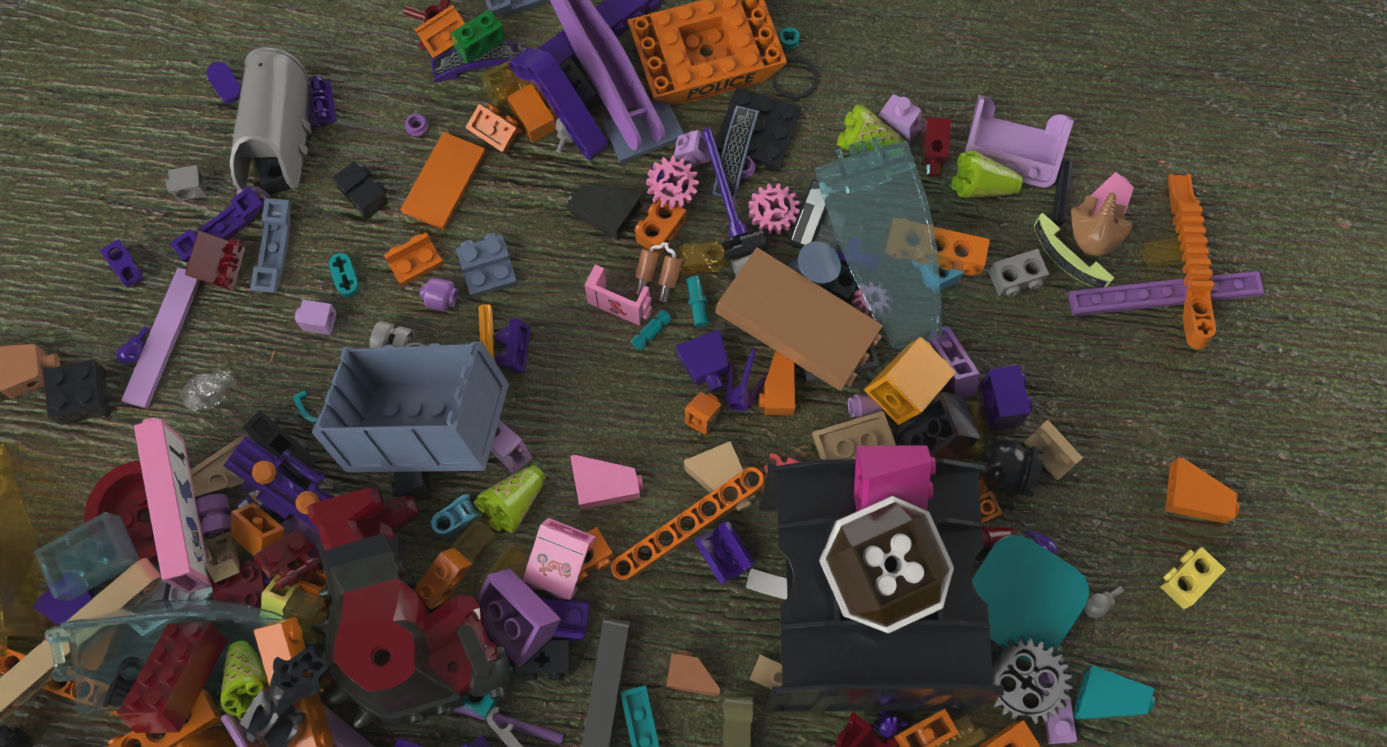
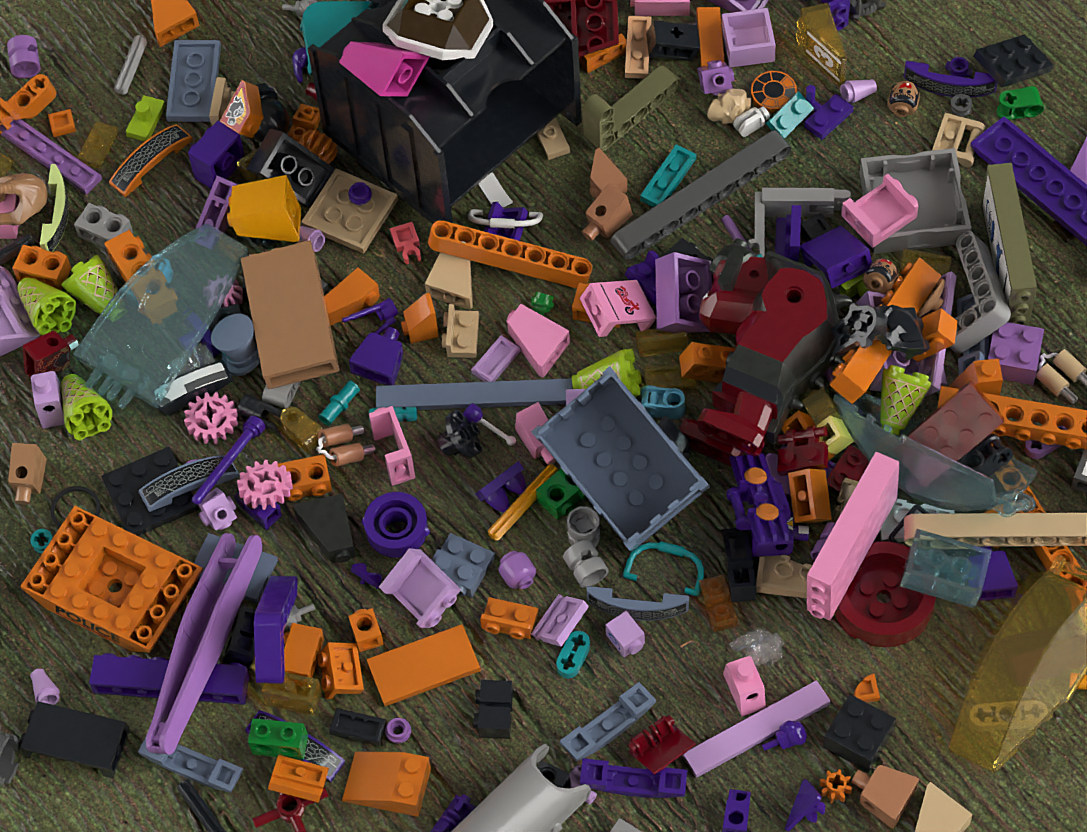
camera: 130 degrees left, 10 degrees down
(65, 341) = (835, 778): none -> orange gear
(78, 308) = (805, 804): none -> dark purple piece
(102, 434) = (867, 689): none -> orange tile
(188, 352) = (745, 681): none -> bright pink torso
(270, 402) = (718, 603): none -> clear orange slope
(324, 341) = (639, 610): none -> sand blue slope
(372, 285) = (560, 620): none -> lavender plate
(388, 87) = (388, 781): none -> orange slope
(445, 103) = (357, 727): none -> black plate
(489, 221) = (421, 587): none -> lavender panel
(501, 156) = (365, 639): none -> orange brick
(527, 403) = (526, 422): none -> bright pink torso
(548, 229) = (395, 508): none -> dark purple piece
(554, 202) = (373, 579): none -> dark purple piece
(577, 351) = (460, 436): none -> black plate
(589, 381) = (475, 414): none -> hinge
(606, 400) = (480, 393): none -> sand blue tile
(620, 440) = (495, 360): none -> lavender tile
(631, 518) = (542, 303): none -> green plate
(652, 639) = (607, 213): none -> nougat torso
(668, 437) = (461, 333): none -> tan bracket
(720, 548) = (504, 223): none -> white piece
(850, 61) = (26, 471): none -> medium nougat torso
(965, 217) = (91, 284): none -> lime cone
(1019, 438) = (244, 110): none -> slope
(1020, 202) = (42, 267): none -> orange brick
(1058, 362) = (146, 156): none -> slope
(1102, 390) = (145, 118): none -> lime tile
(1108, 336) = (97, 144): none -> clear yellow plate
(1108, 454) = (192, 80): none -> sand blue plate
(1156, 329) = (62, 123): none -> orange tile
(1169, 423) = (130, 65): none -> light grey axle
(1252, 348) = (23, 56): none -> medium lavender wheel

